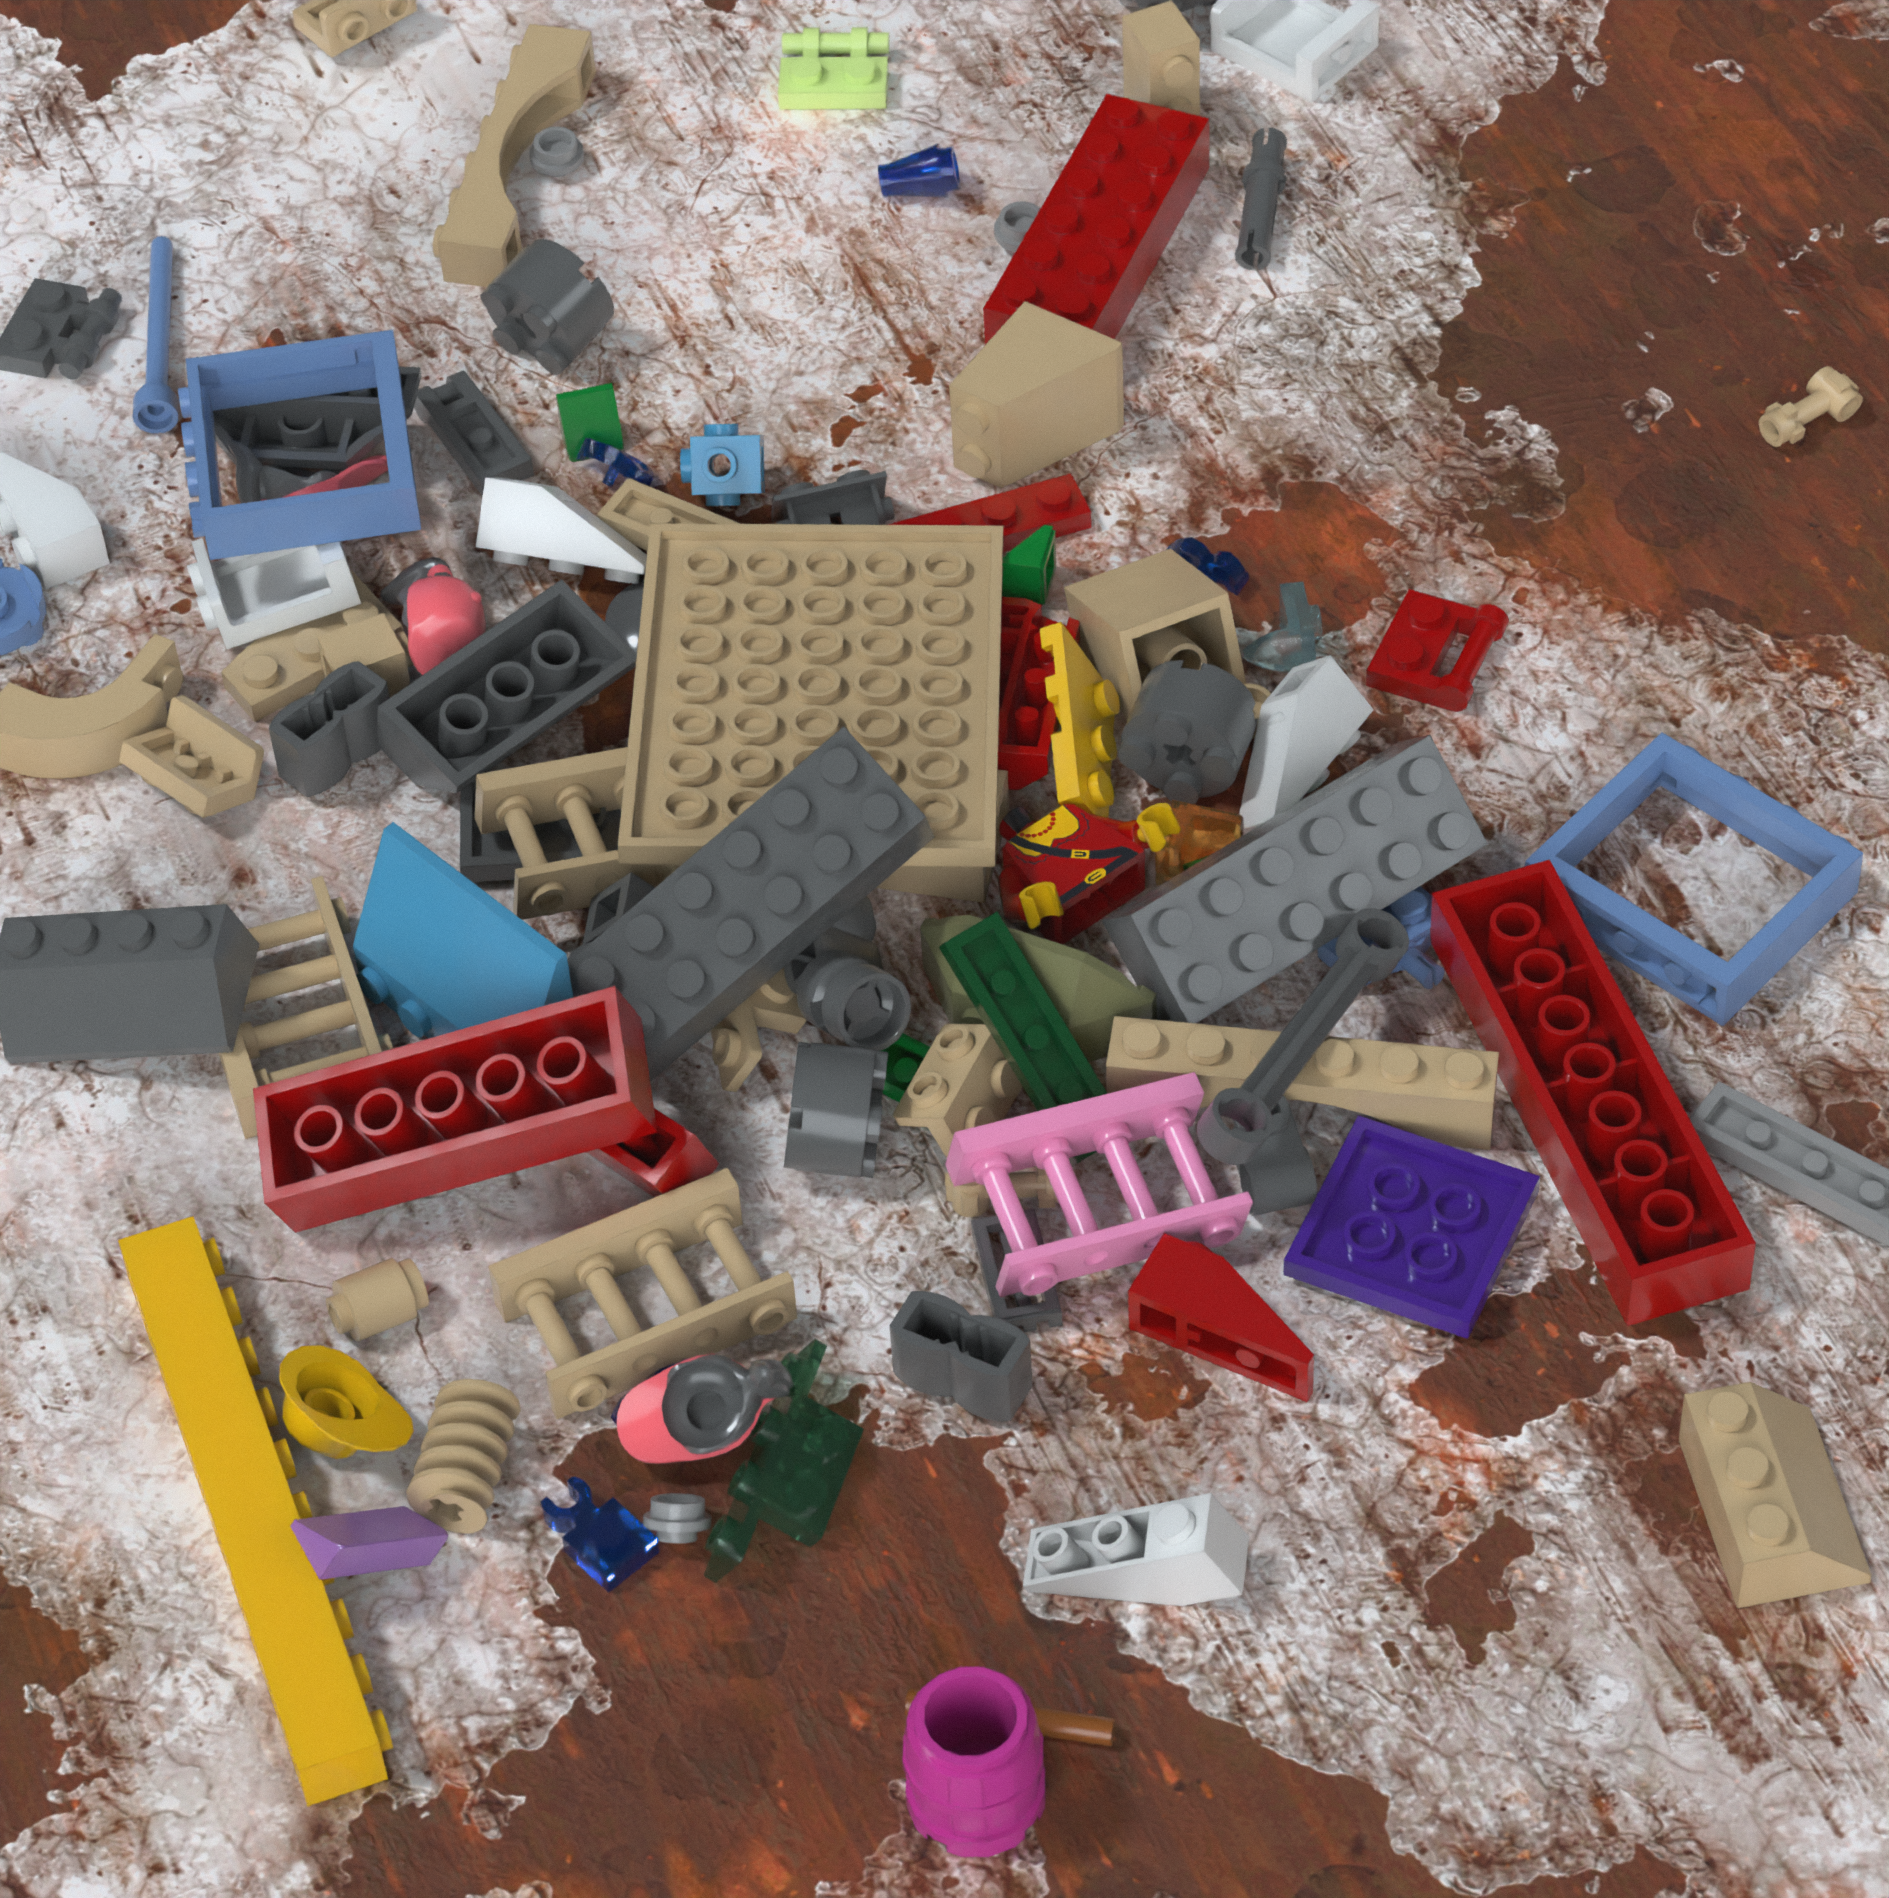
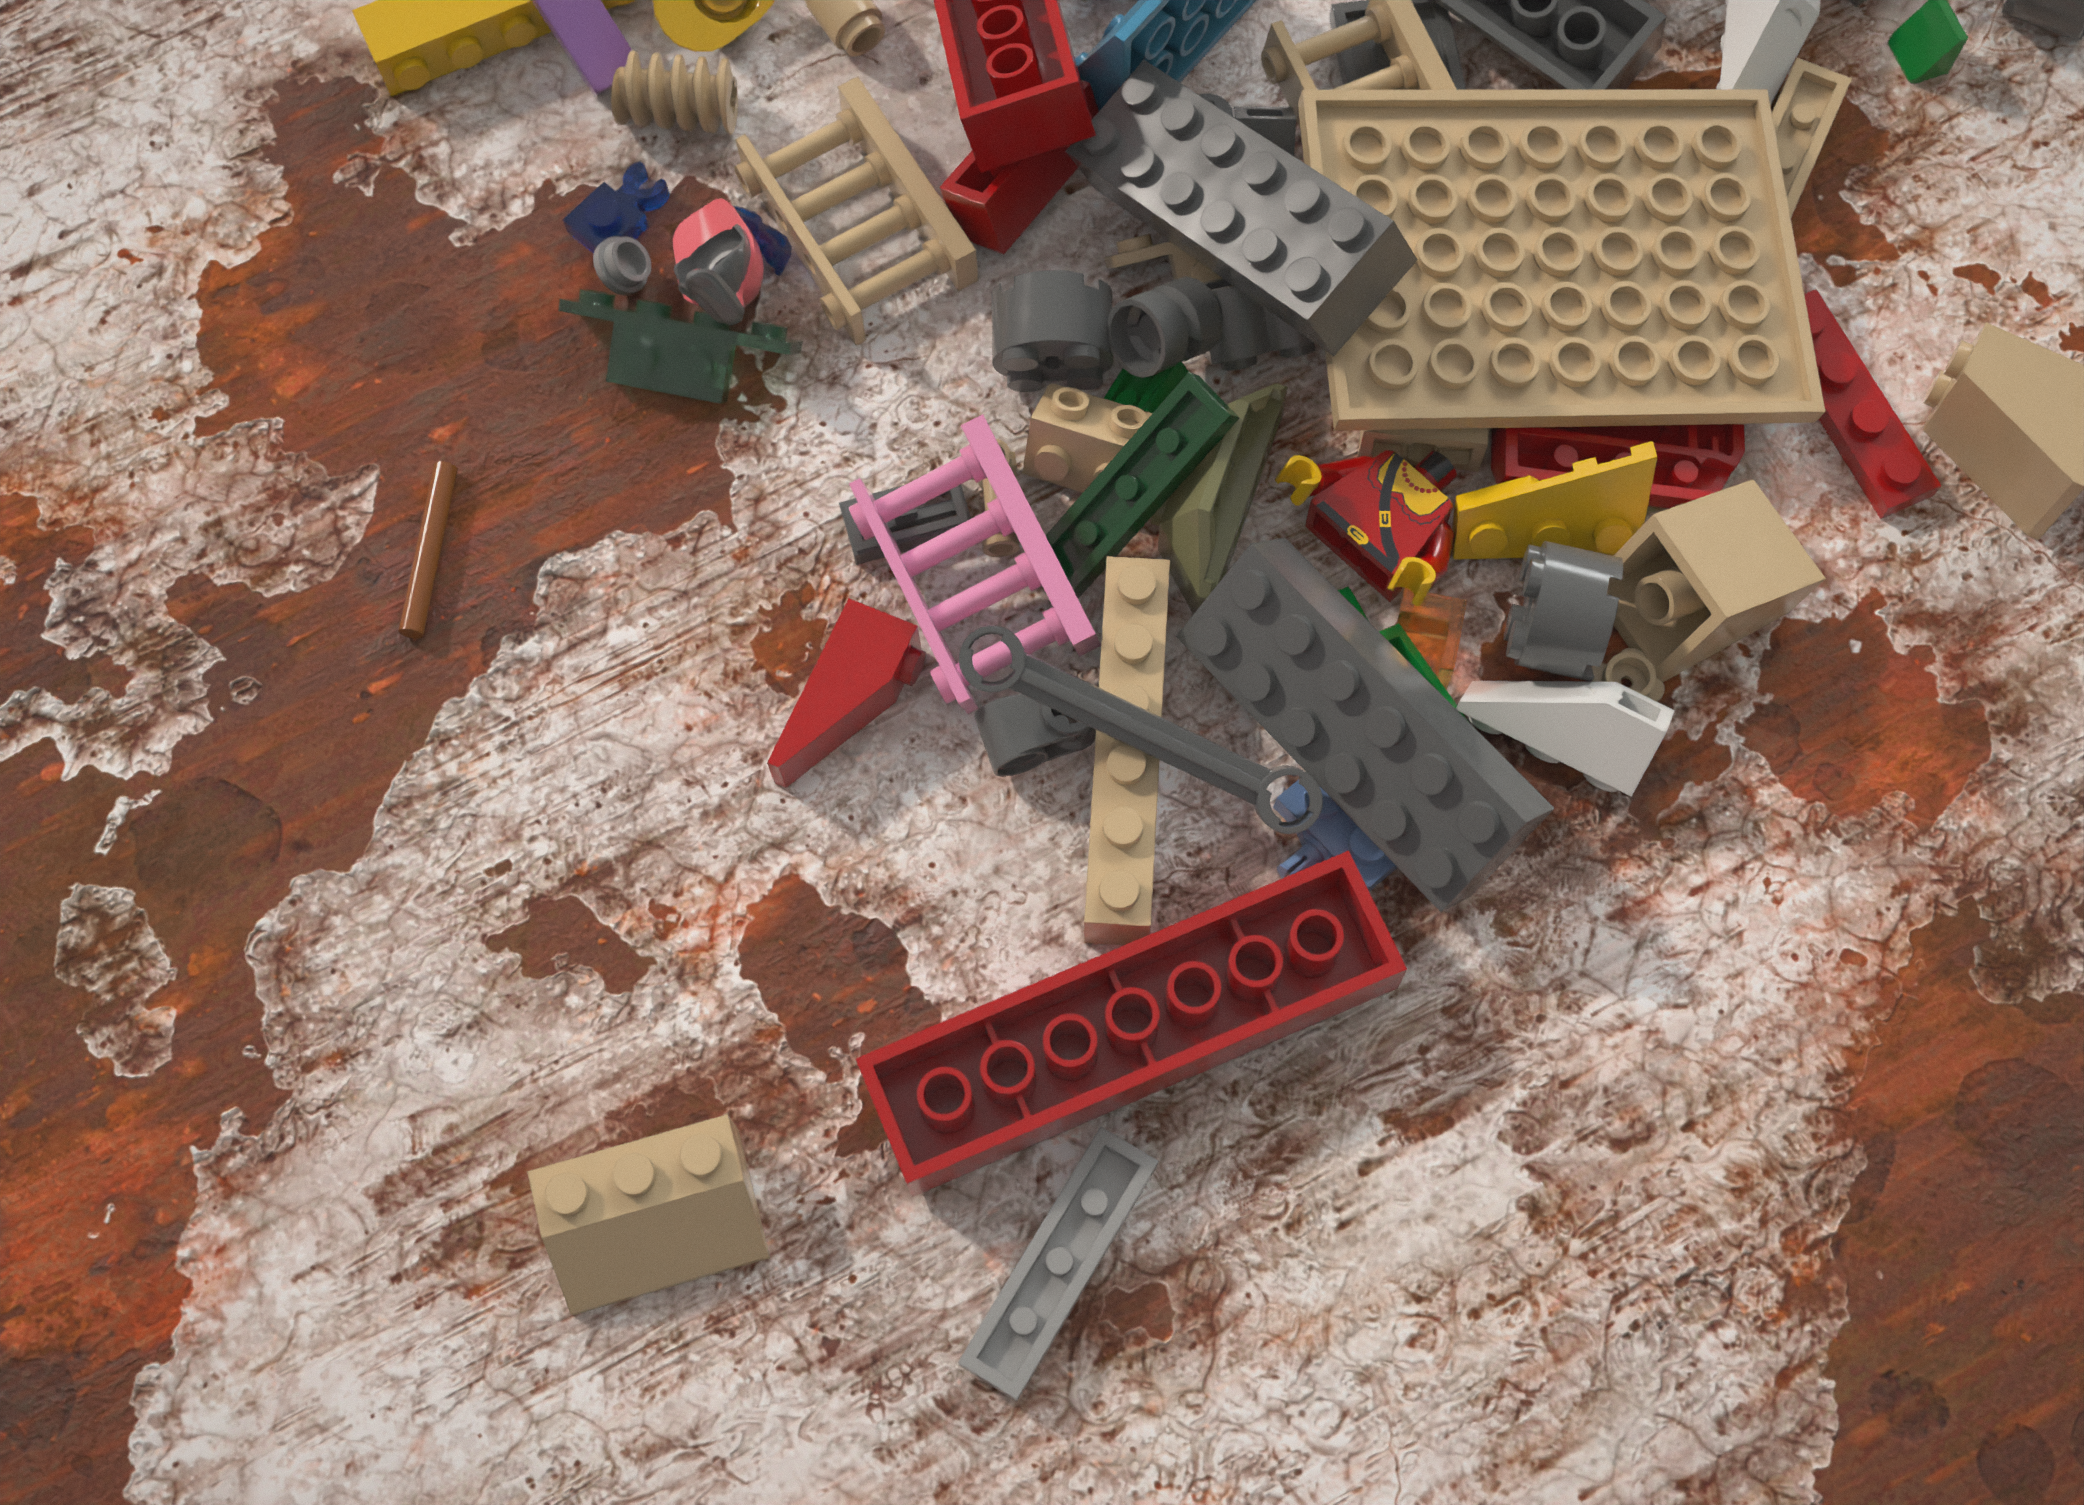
camera: 85 degrees right, 20 degrees up
(618, 460) = (1876, 81): clear blue piece -> none
(746, 461) = (1882, 159): dark azure brick -> none
(853, 497) = (1862, 286): dark grey hinge -> none
(961, 1355) = (782, 462): dark grey brick -> none
(973, 1762) = (343, 507): dark pink piece -> none
(1031, 567) = (1792, 456): green slope -> none
(1145, 1554) = (578, 642): white slope -> none
(1219, 567) = (1846, 609): clear blue piece -> none
(1295, 641) = (1745, 720): clear light blue plate -> none
(1412, 1226) = (966, 864): dark purple plate -> none
(1419, 643) = (1753, 849): red plate -> none
(1655, 947) = (1557, 1183): medium blue window -> none

